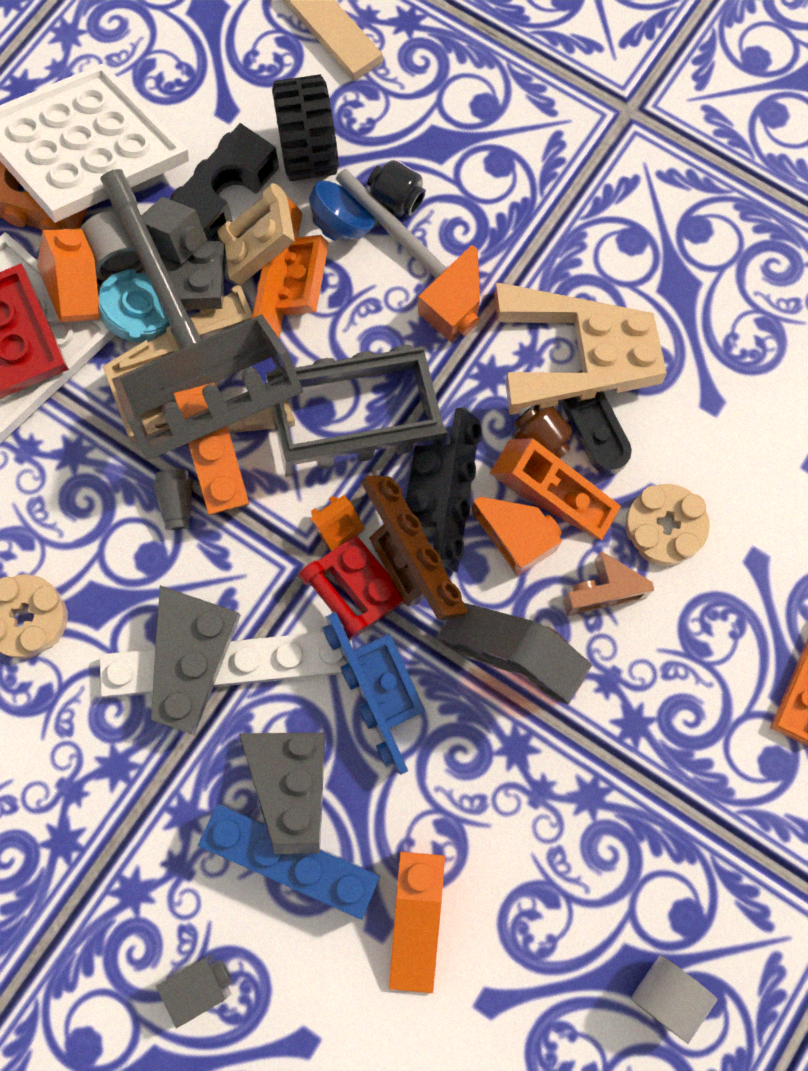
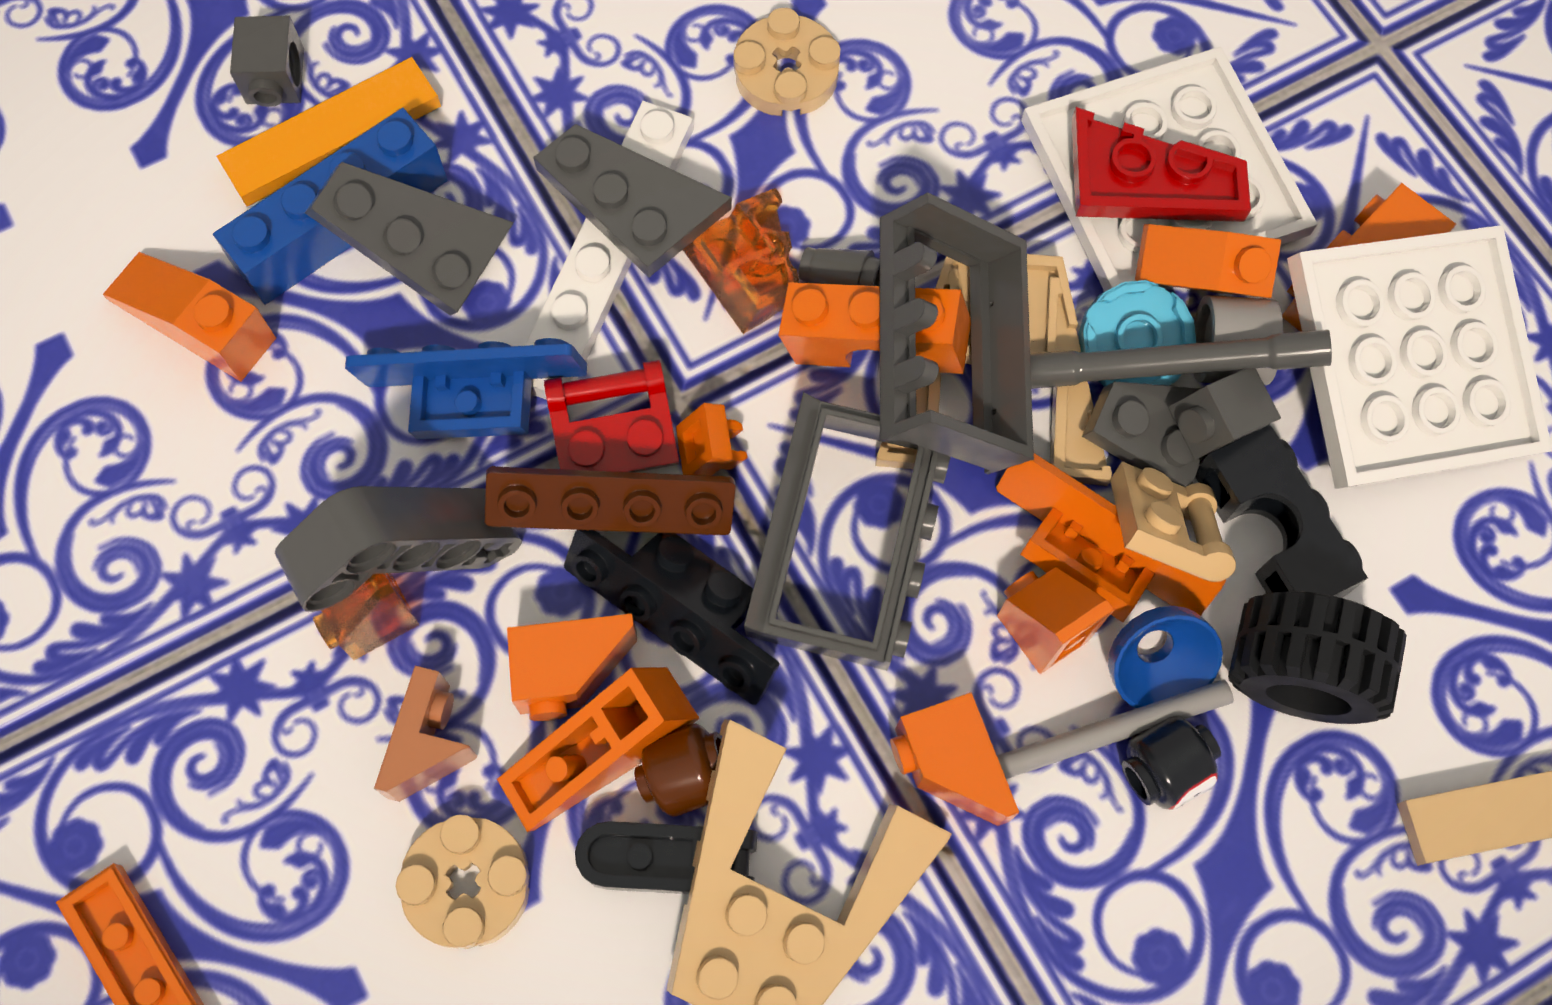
camera: 115 degrees right, 5 degrees down
(194, 561) = (747, 260): none -> clear orange slope
(227, 911) = (301, 142): none -> light orange tile
(348, 273) = (1051, 616): none -> orange slope

